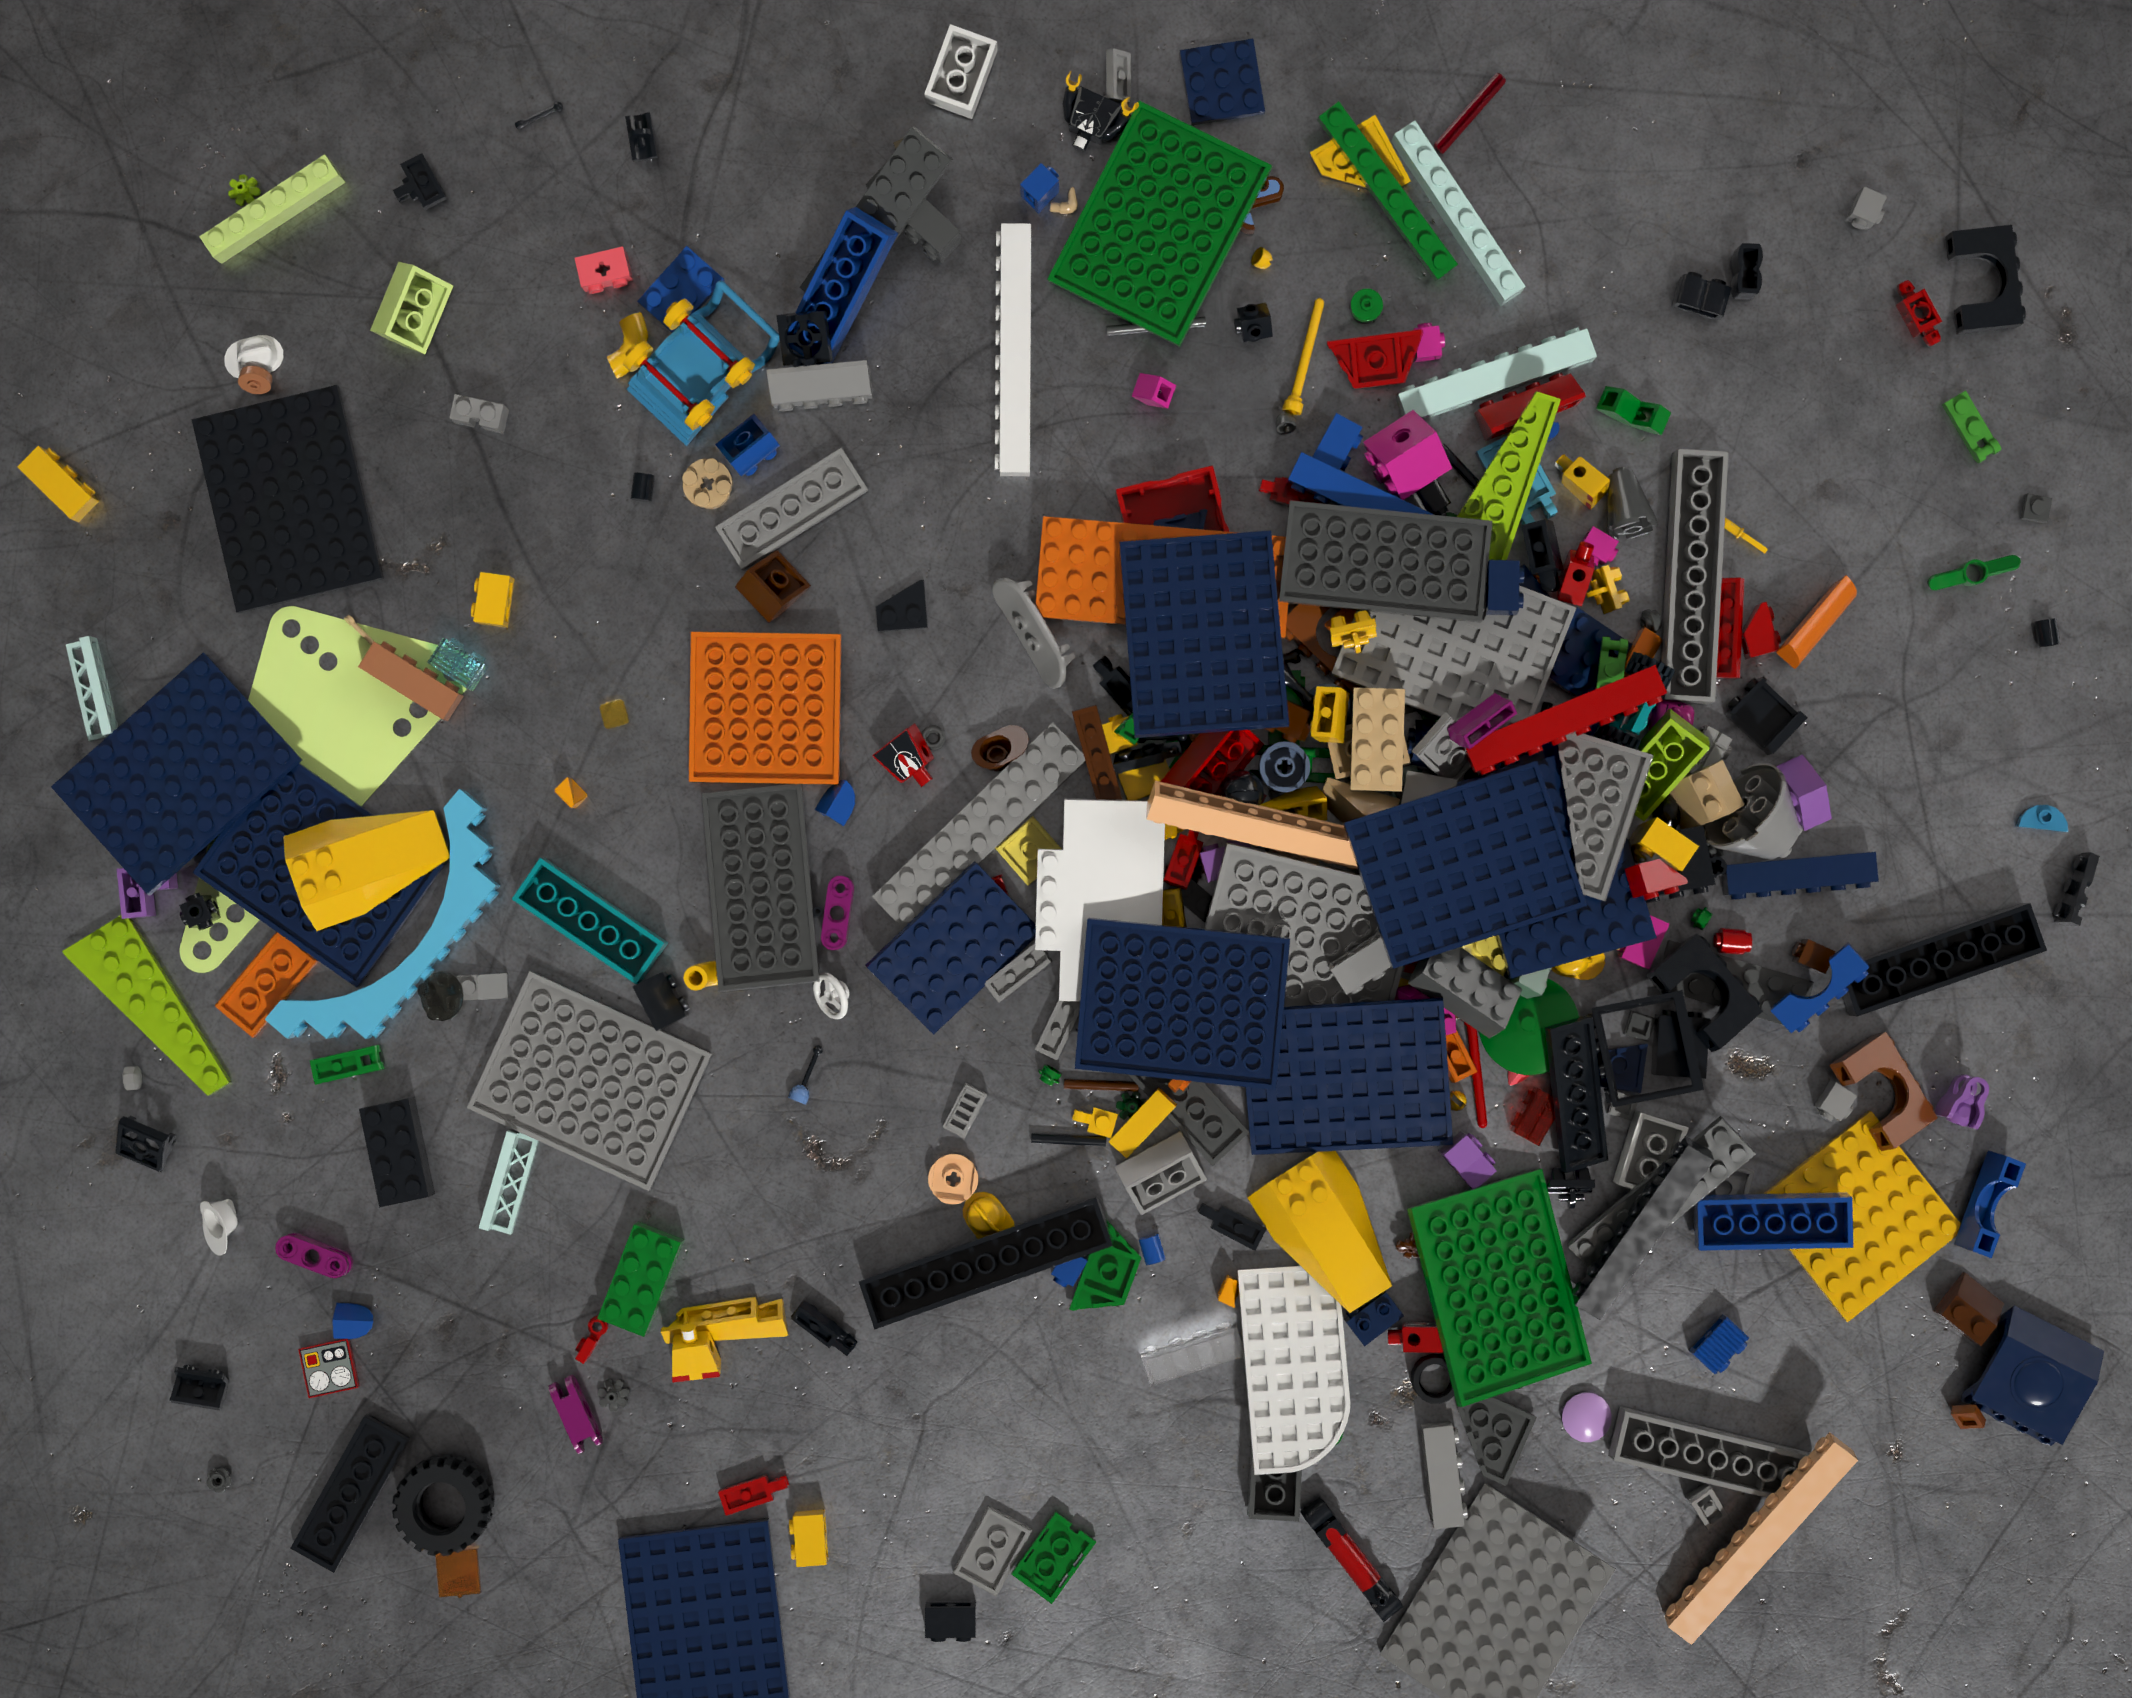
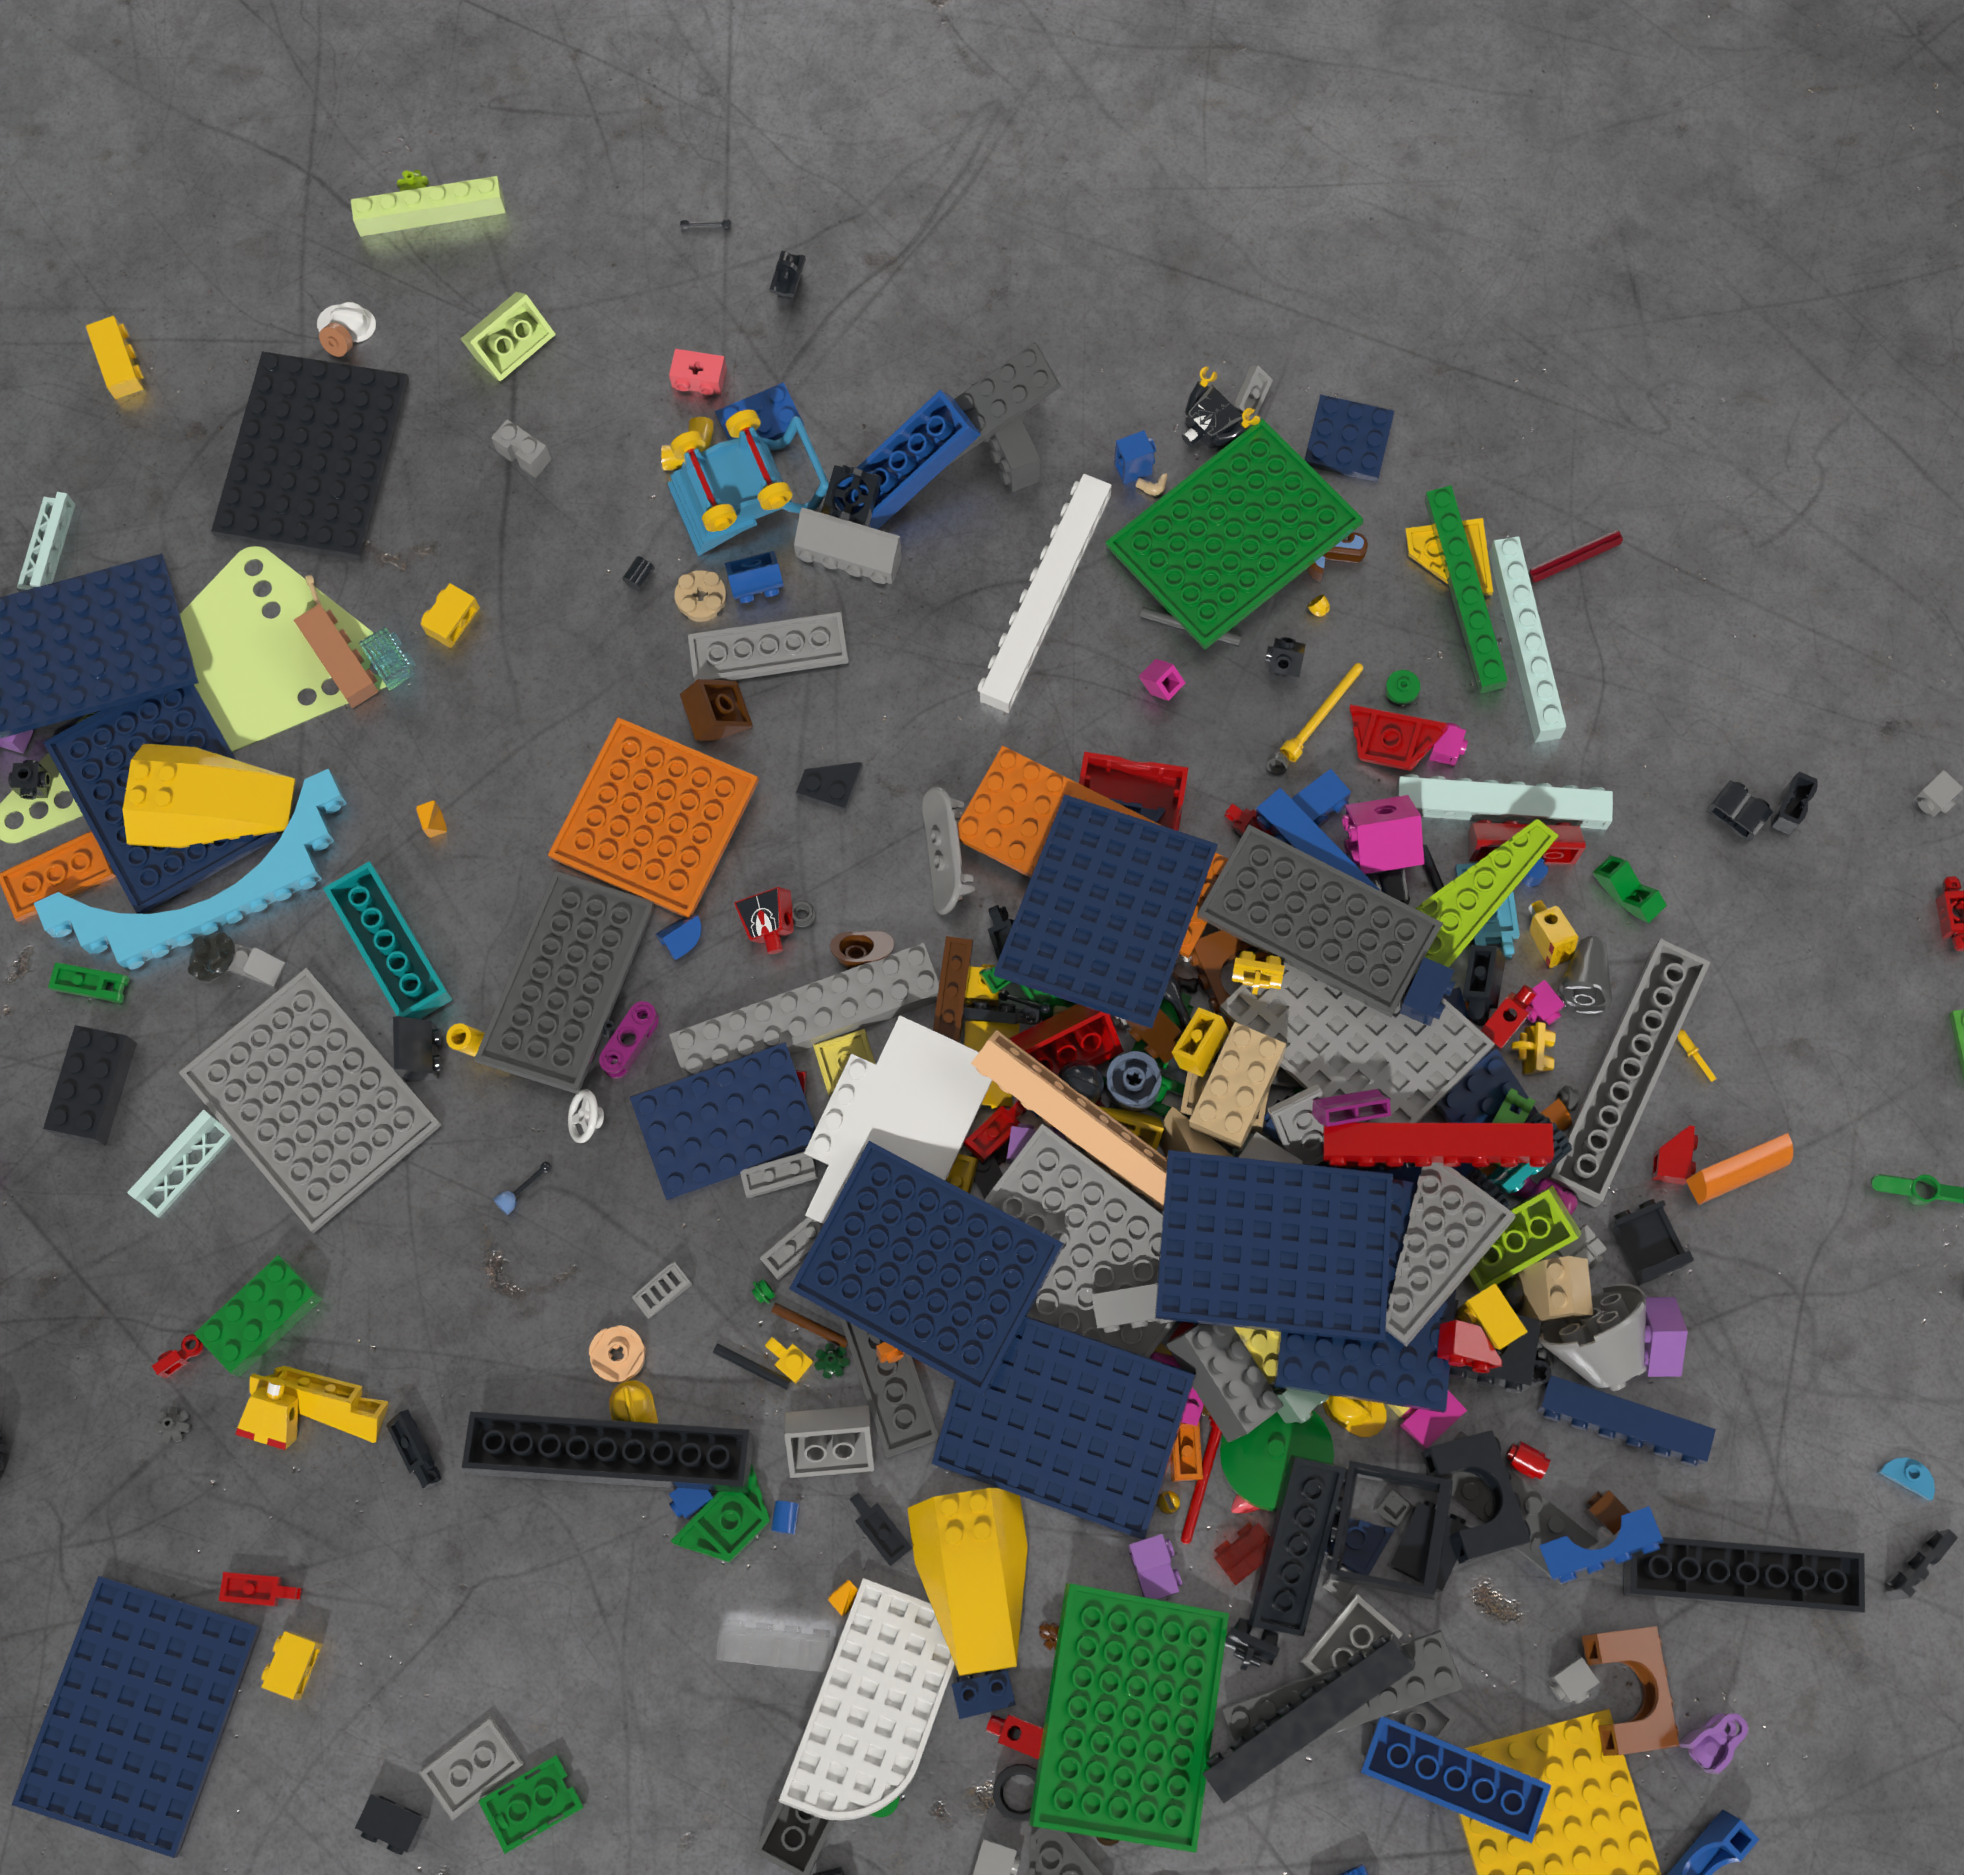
camera: 25 degrees right, 15 degrees down
(419, 183) = (569, 237): black hinge -> none
(575, 1413) = (124, 1425): magenta piece -> none
(614, 714) = (509, 766): clear yellow piece -> none
(961, 71) = (1106, 331): white brick -> none
(1142, 1123) = (834, 1380): yellow tile -> none
(1701, 918) = (1503, 1422): green plate -> none
(1730, 628) = (1646, 1139): red plate -> none

